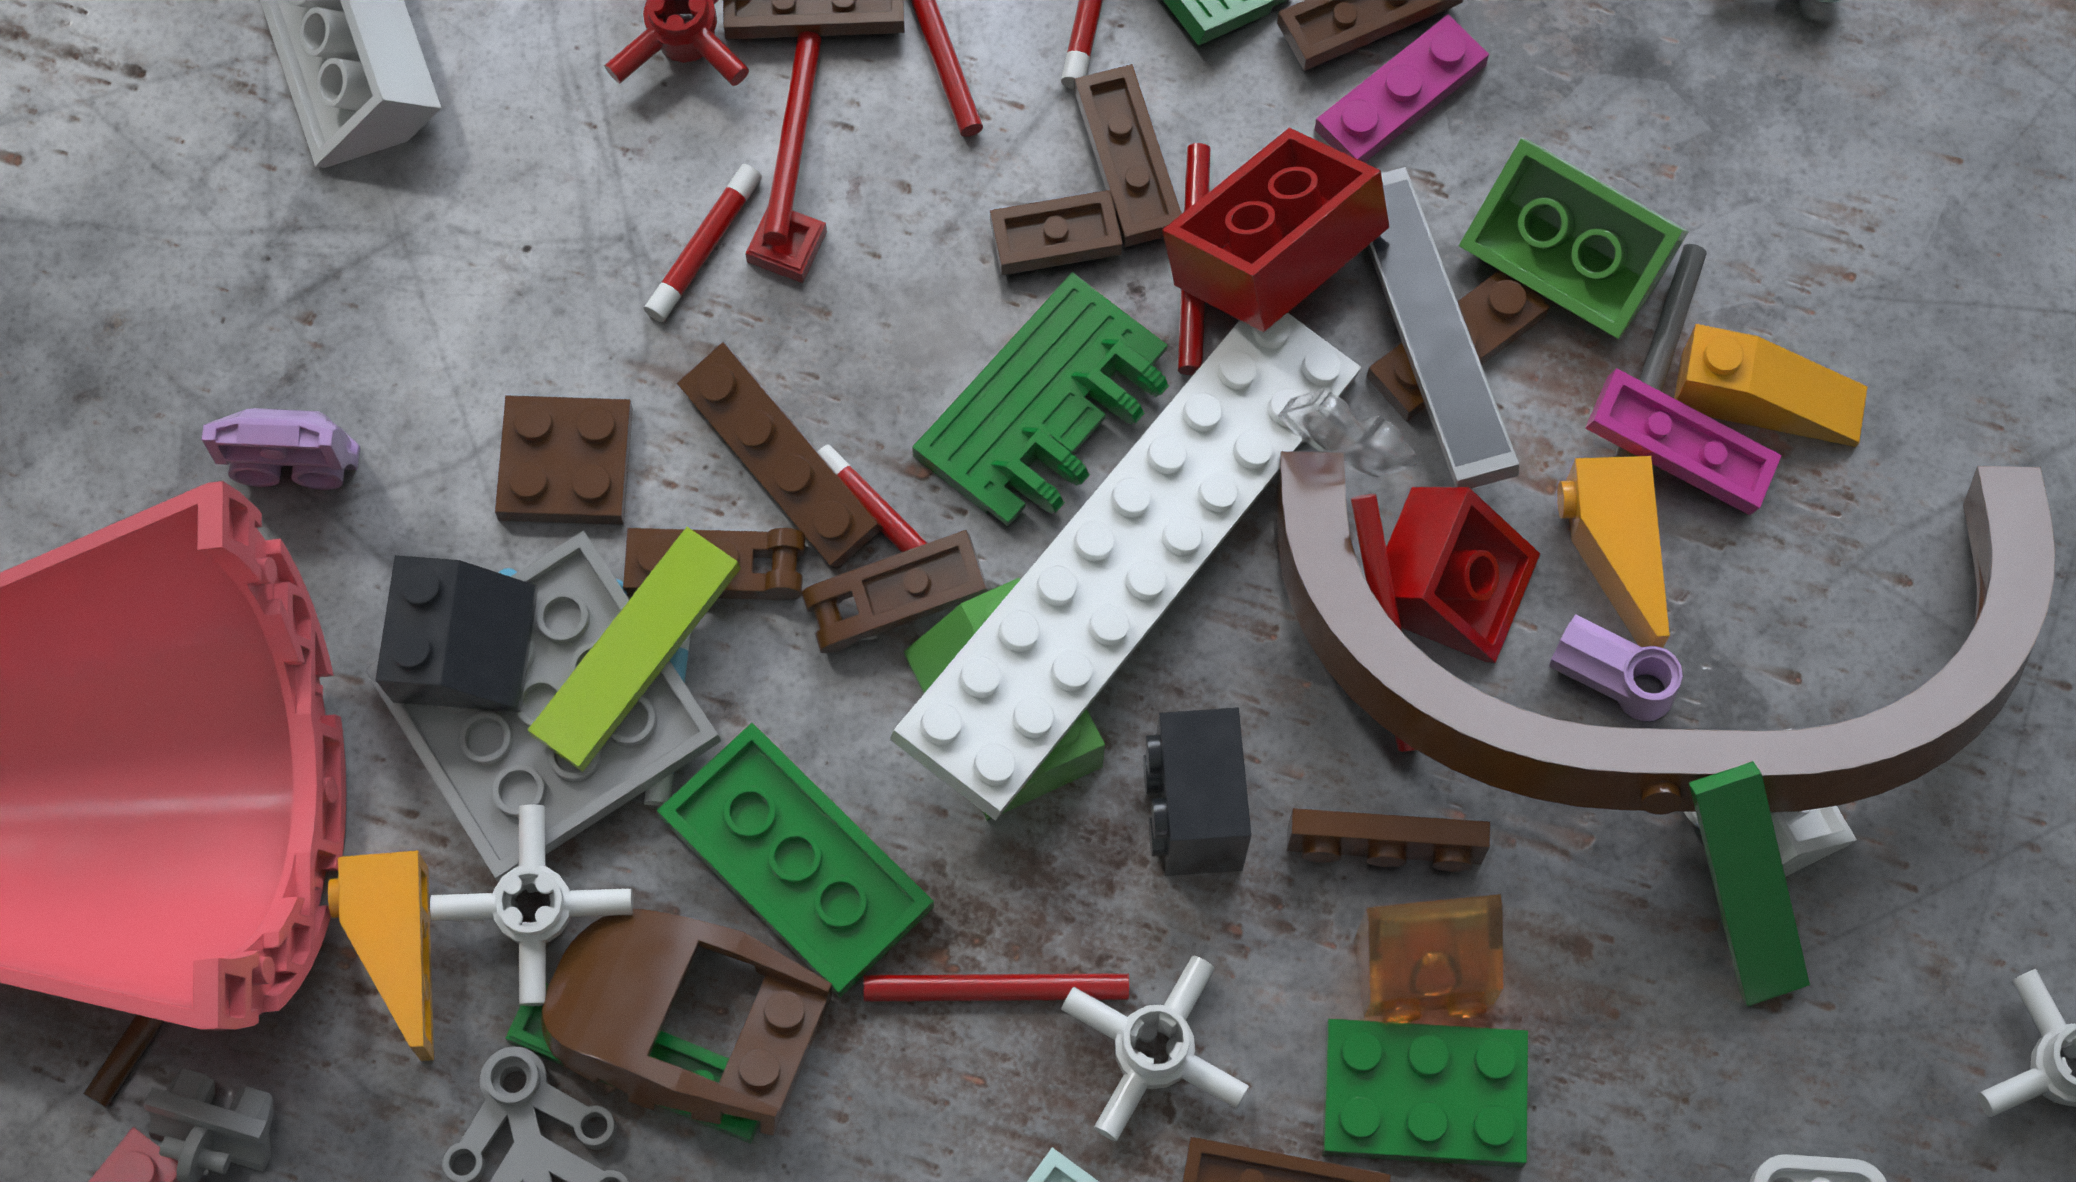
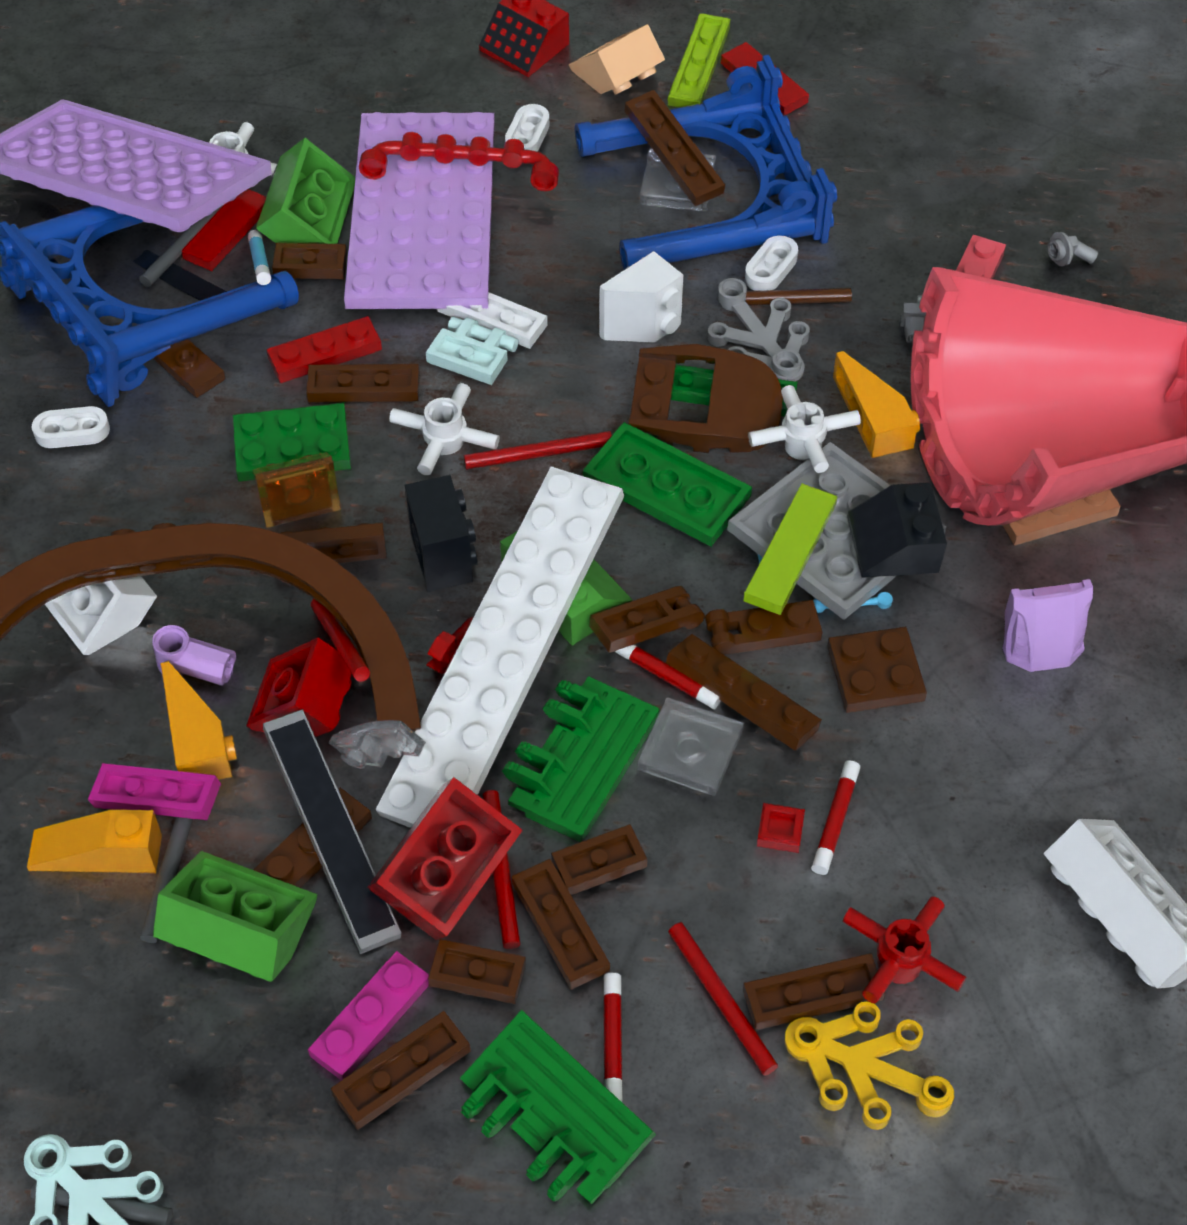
camera: 170 degrees right, 15 degrees down
(792, 139) = (797, 887): red bar -> none
(880, 387) = (690, 746): none -> clear tile
(1220, 600) = (445, 647): none -> red bar
(1247, 107) = (477, 971): none -> reddish brown plate
(1749, 883) = (111, 520): green tile -> none

